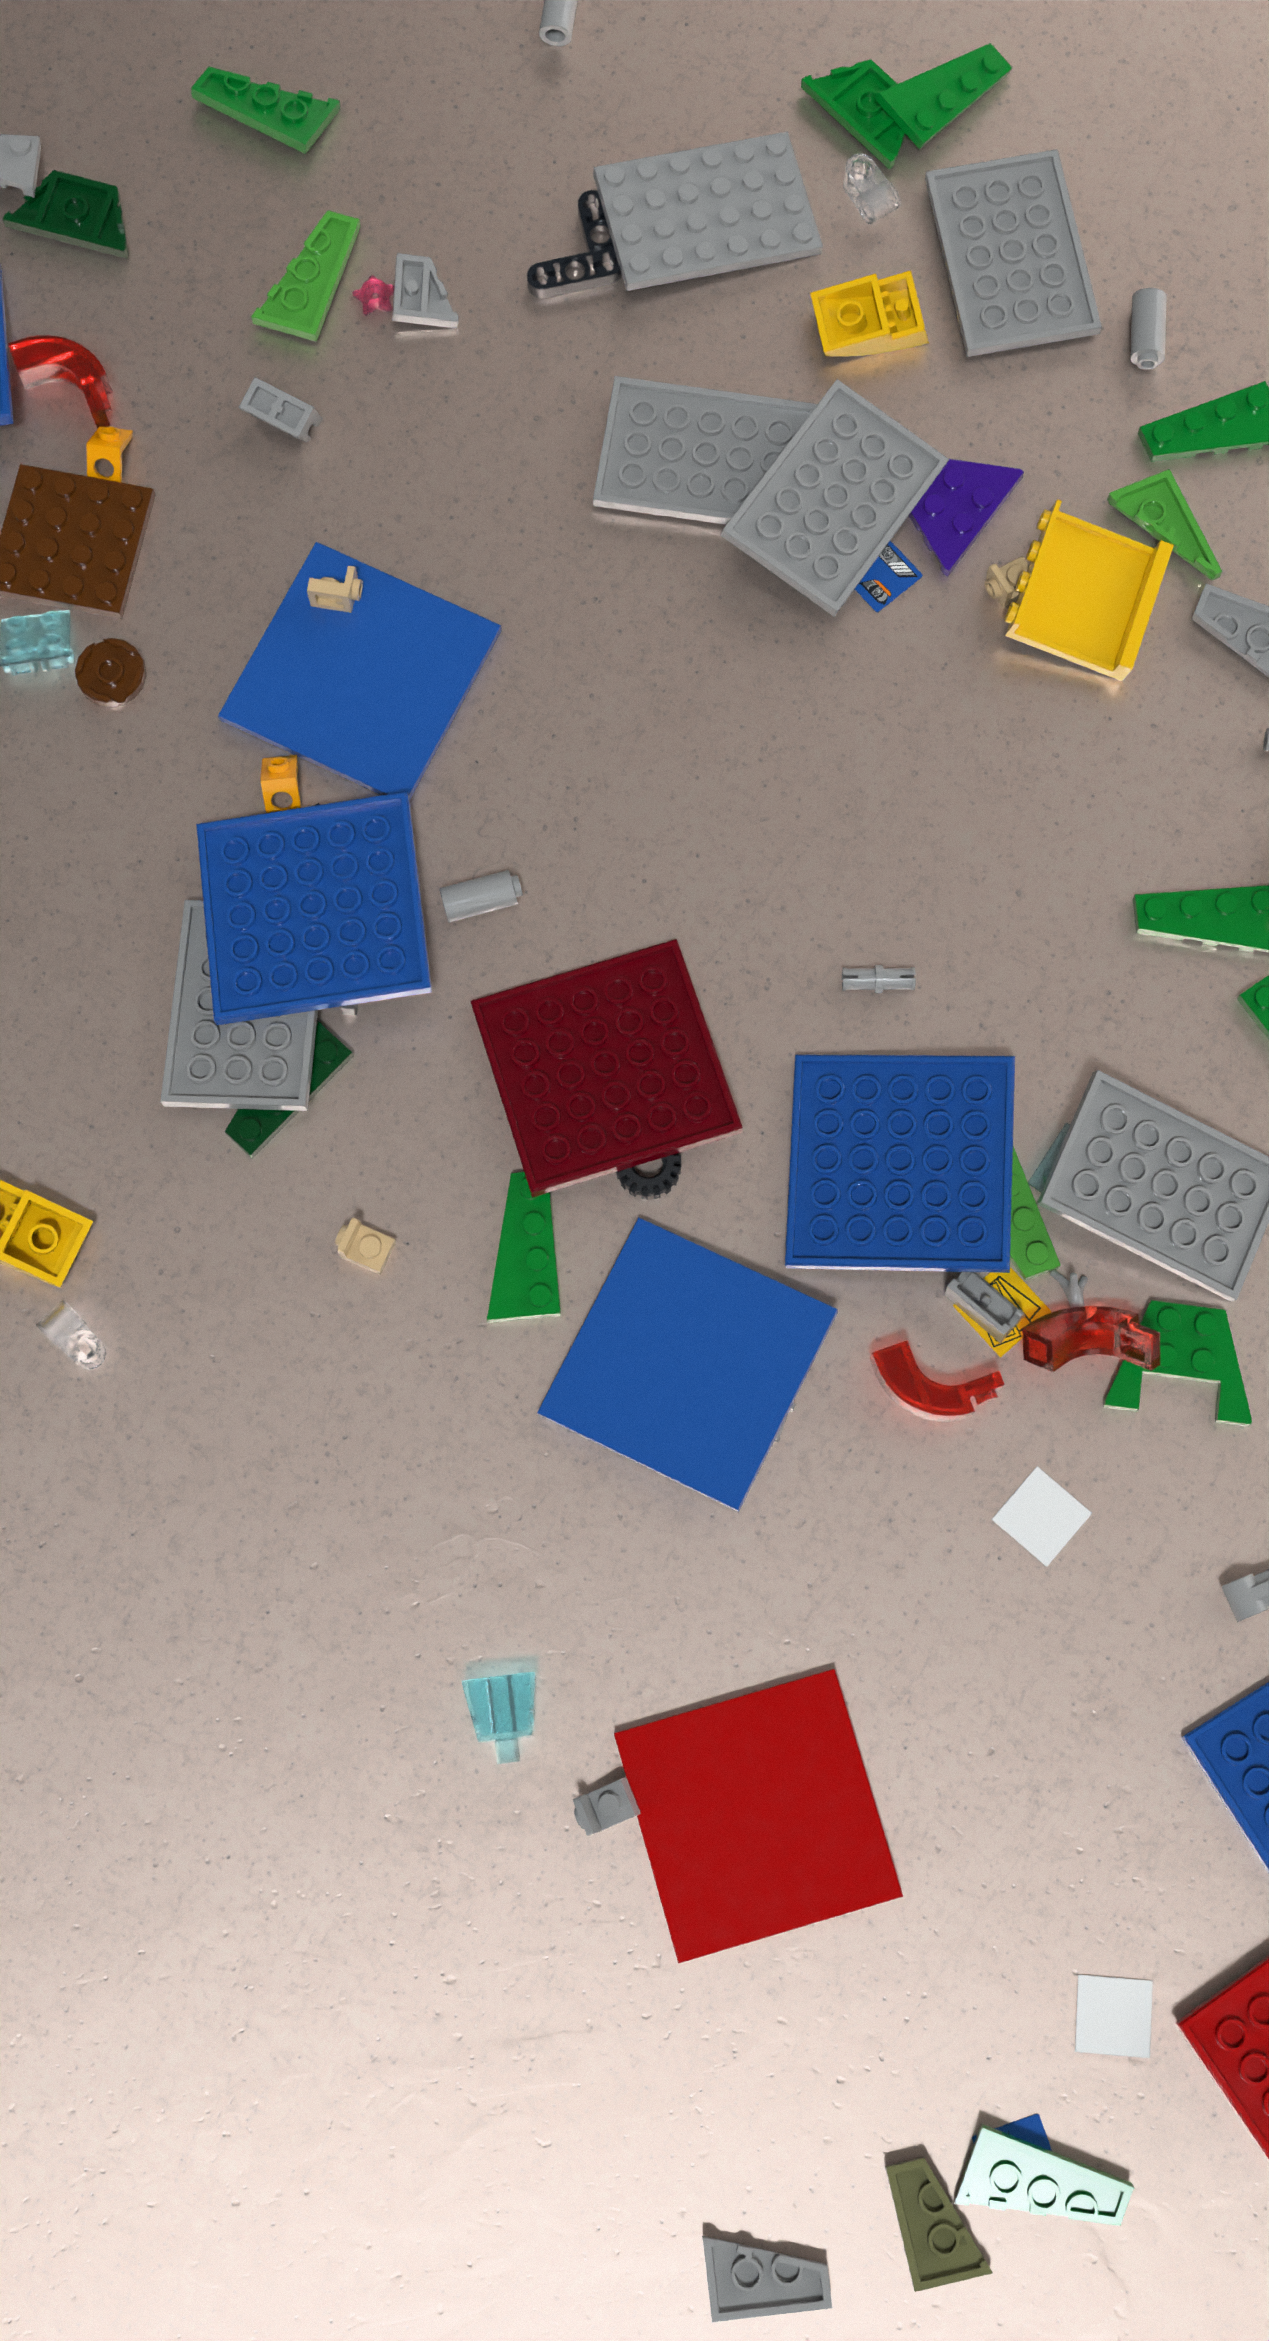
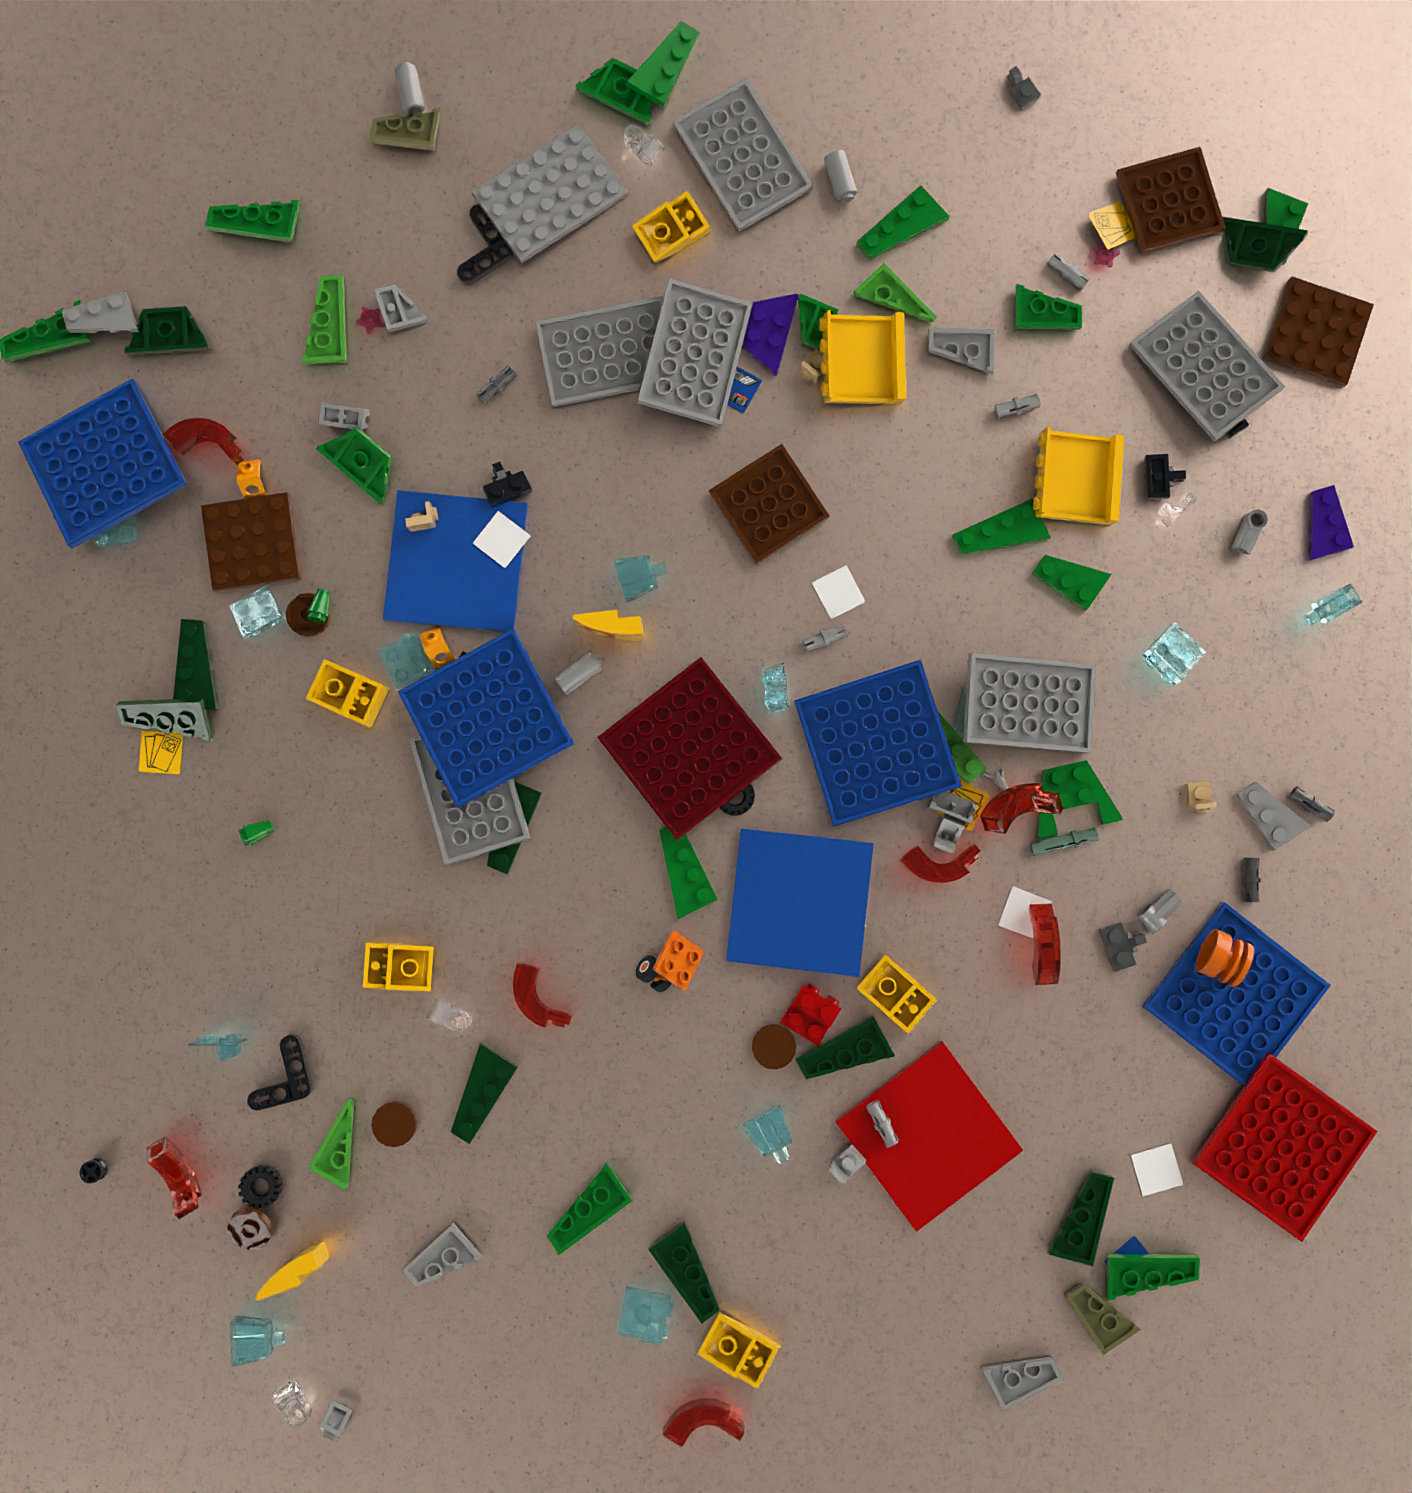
camera: 20 degrees left, 10 degrees up
(78, 1472) = (484, 1086): none -> dark green wing
(121, 803) = (347, 693): none -> yellow slope
(131, 662) = (319, 607): none -> green cone
(178, 1723) = (592, 1208): none -> green wing
(187, 1931) = (645, 1315): none -> clear light blue plate
(204, 1349) = (531, 1006): none -> clear red arch
(213, 2128) = (701, 1413): none -> clear red arch
(227, 785) = (405, 660): none -> clear light blue hinge
(279, 481) = (361, 461): none -> green wing
(279, 1875) = (685, 1270): none -> dark green wing
(316, 2048) = (739, 1350): none -> yellow slope
(364, 1246) = (592, 902): tan bracket -> none
(441, 663) = (501, 539): none -> white sticker
(450, 1385) = (674, 965): none -> orange plate
(478, 590) = (505, 486): none -> black hinge
(522, 445) = (496, 384): none -> dark grey pin
(537, 63) = (410, 131): none -> olive wing
(555, 840) = (611, 625): none -> yellow slope
(561, 1576) = (773, 1046): none -> reddish brown tile
(626, 786) = (638, 575): none -> clear light blue torso
(640, 1546) = (811, 1013): none -> red plate
(682, 1624) = (849, 1049): none -> dark green wing
(688, 1761) = (882, 1123): none -> light grey pin
(775, 1018) = (776, 688): none -> clear light blue hinge
(789, 1566) = (896, 994): none -> yellow slope
(866, 752) = (769, 503): none -> reddish brown plate
(925, 920) = (838, 592): none -> white sticker
(958, 2058) = (1083, 1225): none -> dark green wing
(962, 1342) = (948, 833): none -> light grey bracket
(1029, 502) = (810, 313): none -> green wing
(1055, 1574) = (1046, 944): none -> clear red arch
(1143, 1423) = (1068, 840): none -> sand green pin
(1179, 1624) = (1120, 945): none -> dark grey hinge

